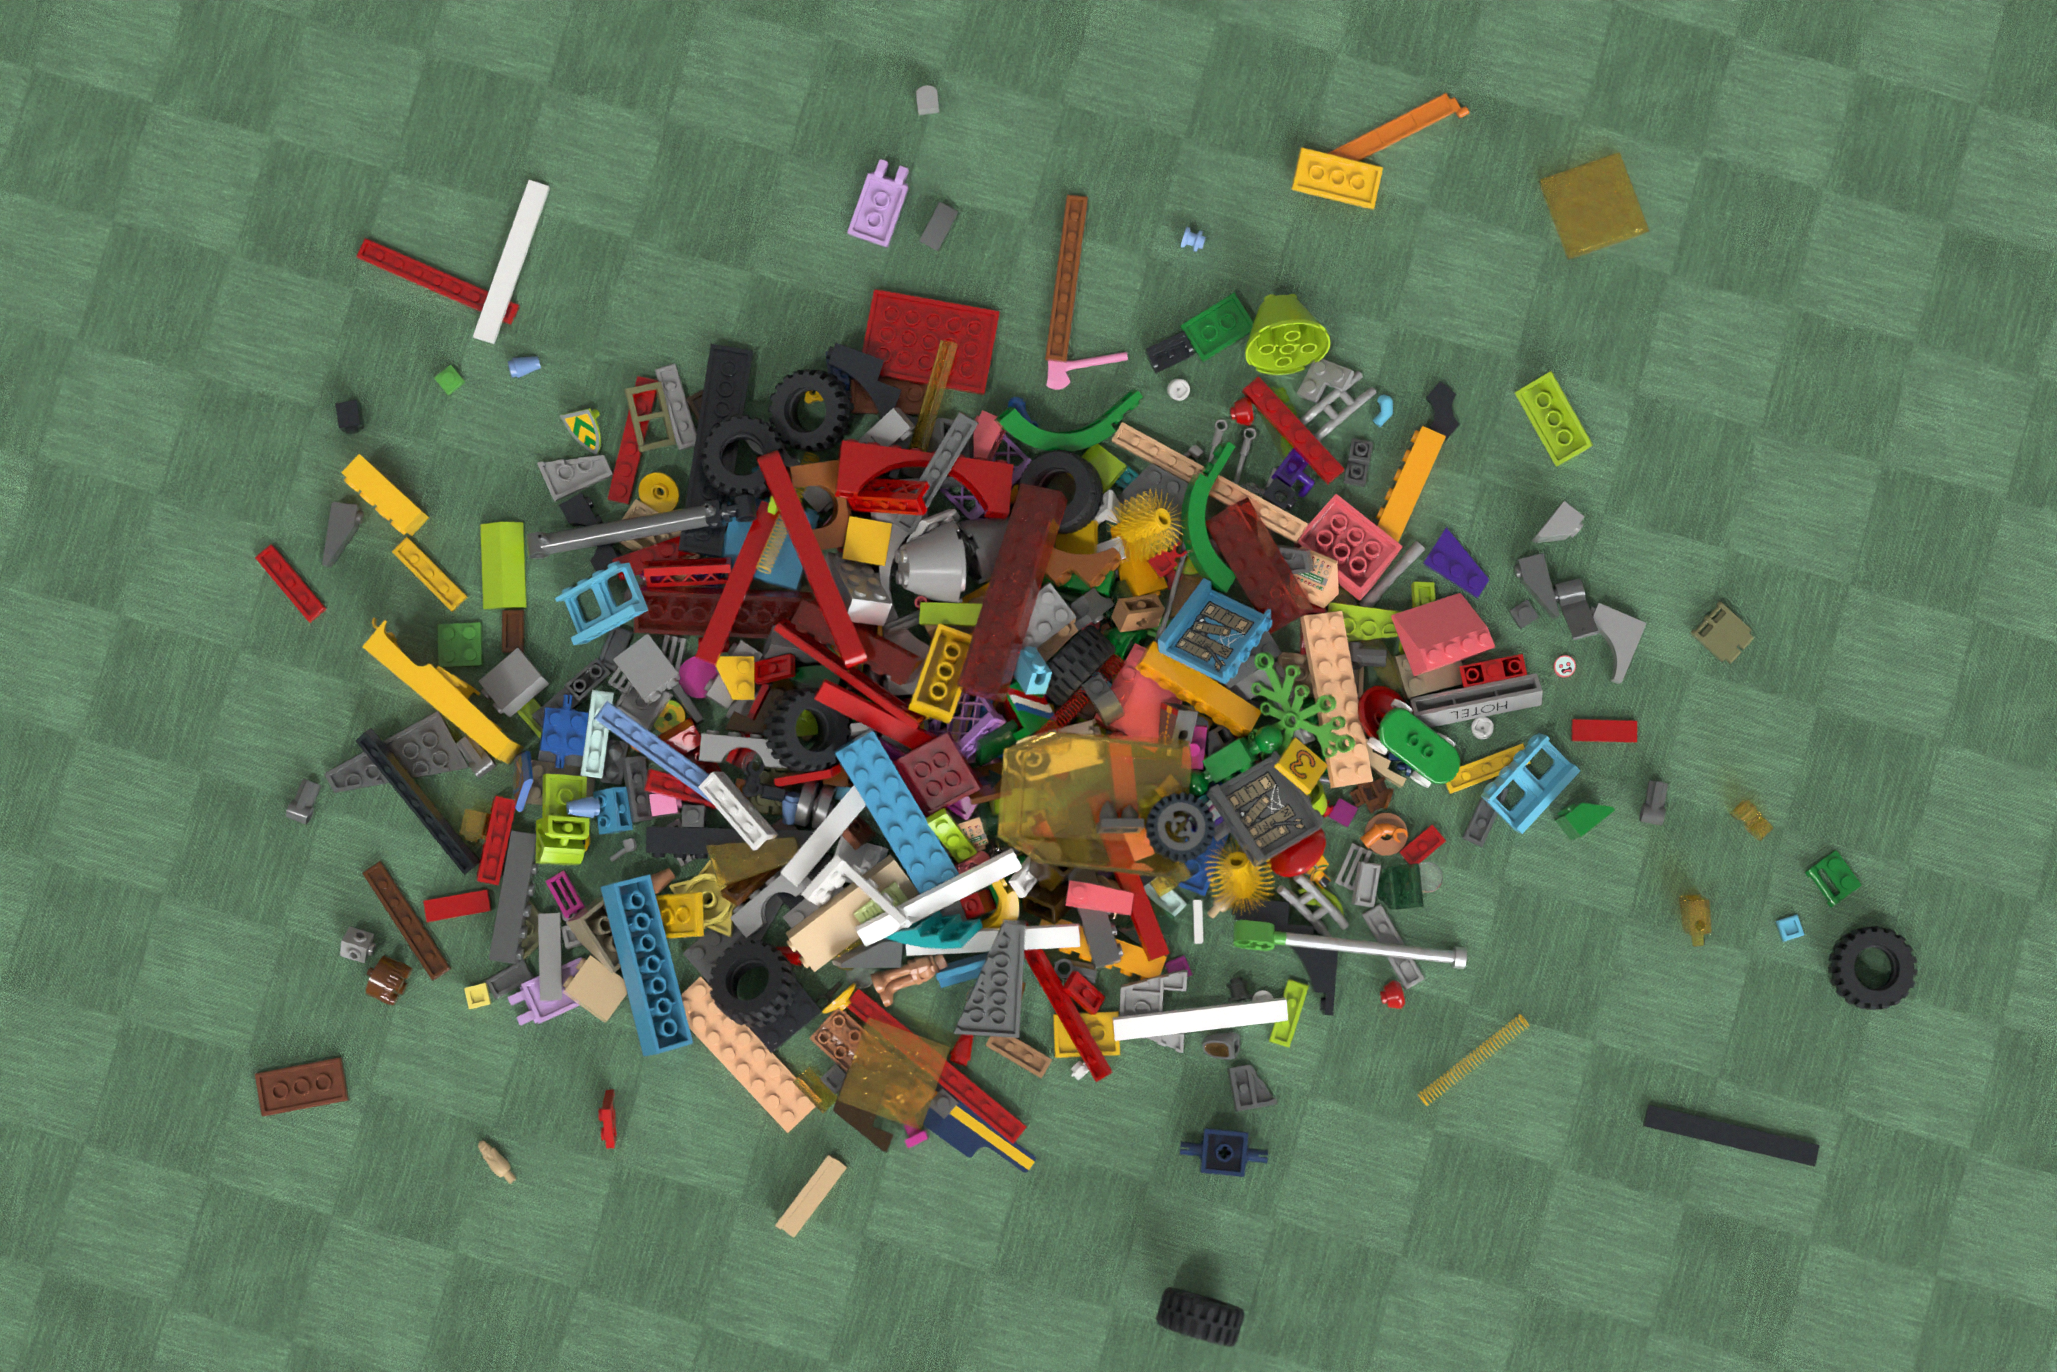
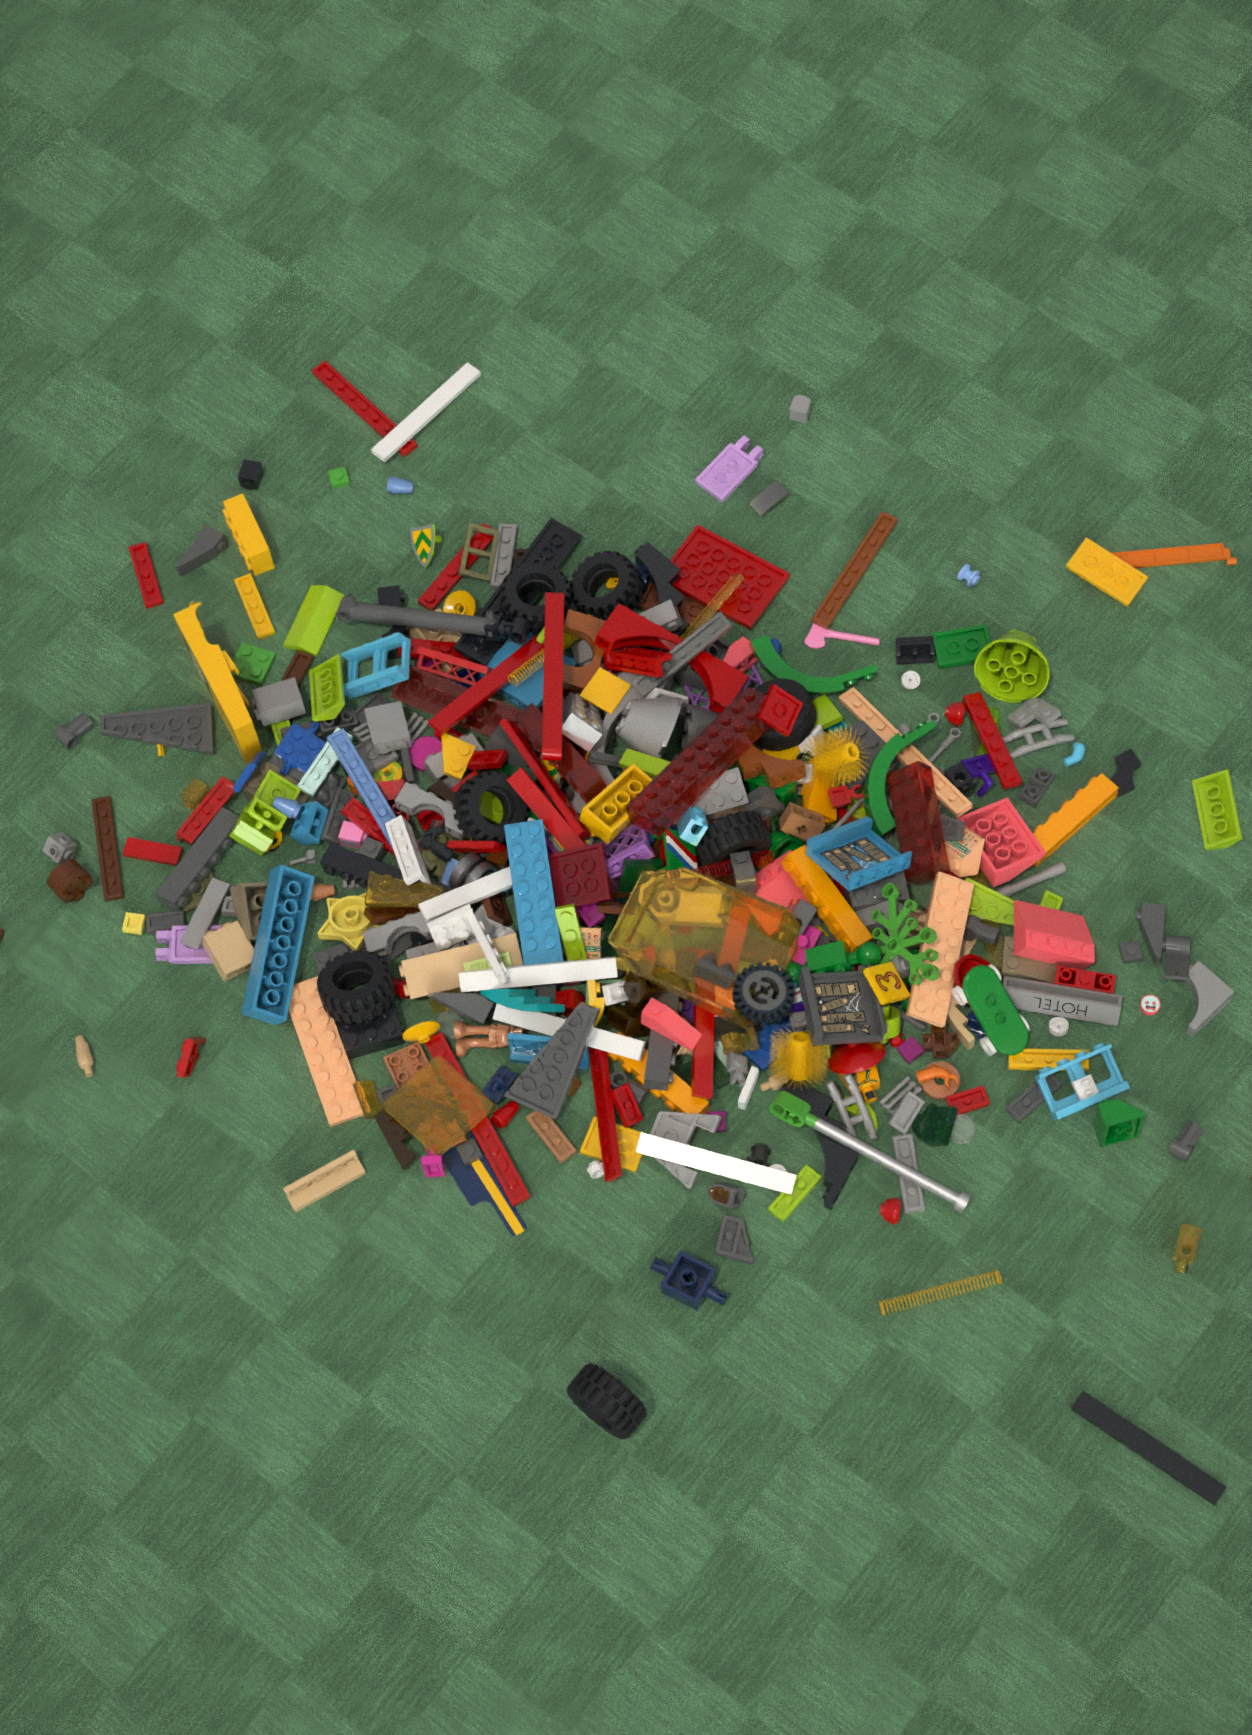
camera: 25 degrees right, 20 degrees down
(417, 801) = (160, 759): black plate -> none
(478, 759) = (223, 748): dark grey piece -> none
(560, 649) = (327, 689): none -> lime slope
(573, 909) = (241, 871): dark pink tile -> none
(574, 475) = (402, 574): light grey wing -> none
(682, 914) = (324, 917): yellow tile -> none
(943, 1022) = (499, 1084): none -> dark blue hips
(1068, 501) = (780, 710): none -> red tile
(1179, 905) = (738, 1066): none -> light grey plate
(1456, 565) = (1087, 892): dark purple wing -> none
(1535, 788) = (1084, 1087): none -> white tile
(1561, 525) = (1187, 889): light grey slope -> none
(1603, 731) = (1164, 1068): red tile -> none

